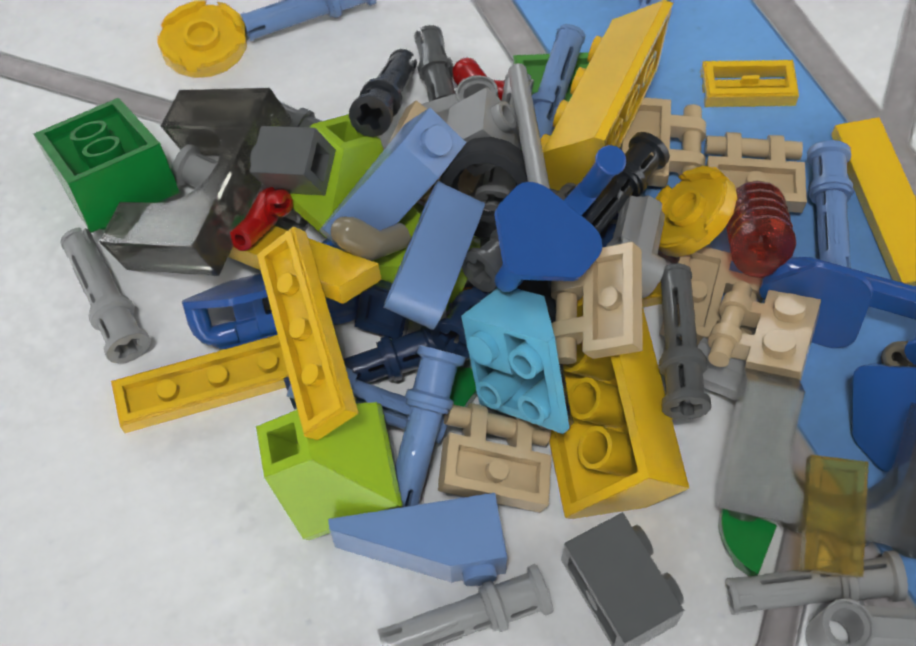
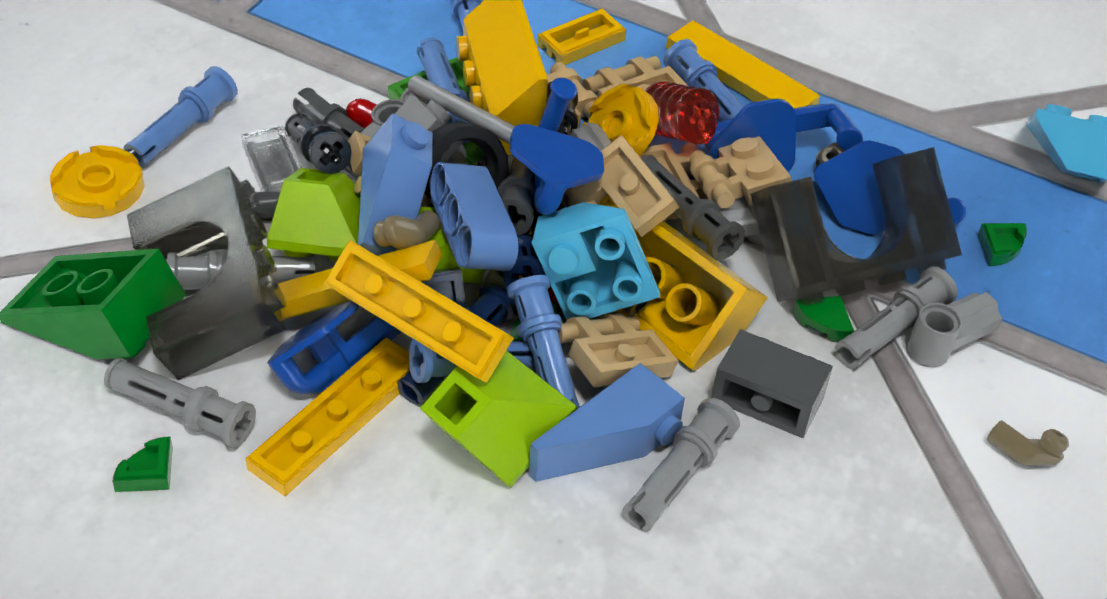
camera: 40 degrees left, 15 degrees down
(39, 343) = (146, 469): none -> green tile
(261, 217) = (288, 272): red arm -> none
(292, 159) = (293, 207): dark grey brick -> none
(355, 70) = (270, 157): none -> clear tile
(834, 516) = (880, 258): clear yellow tile -> none

